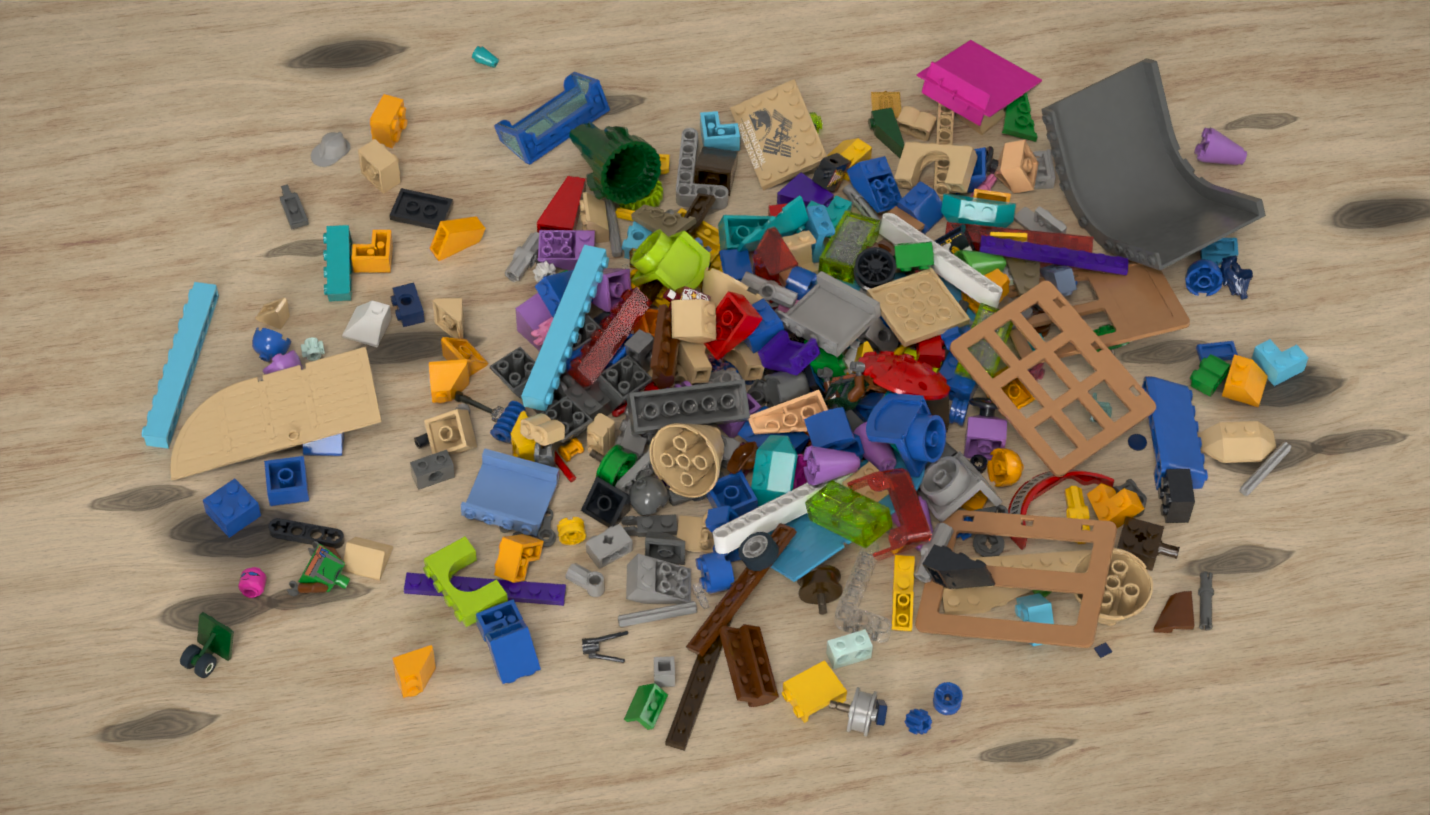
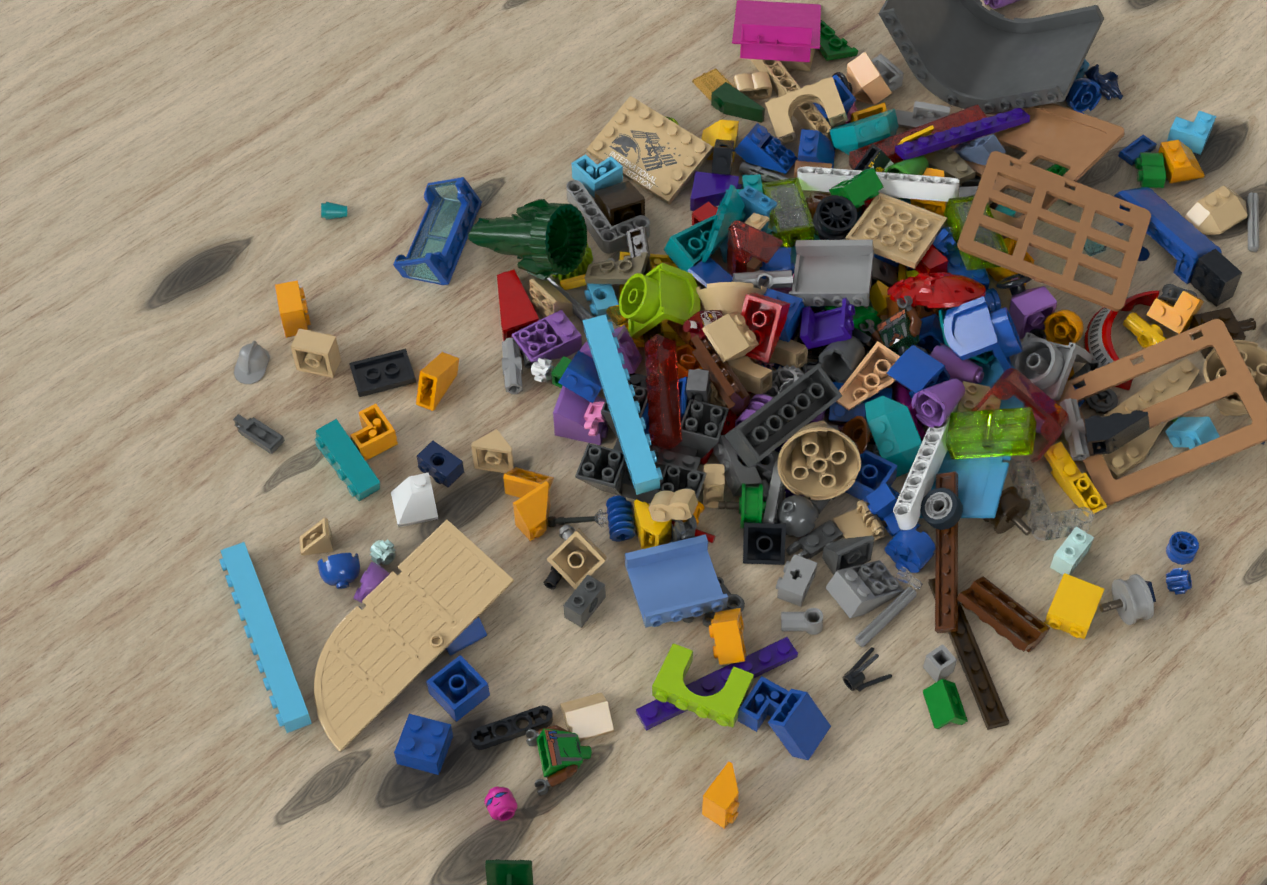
camera: 30 degrees left, 0 degrees up
(571, 531) = (755, 585): yellow wheel -> none

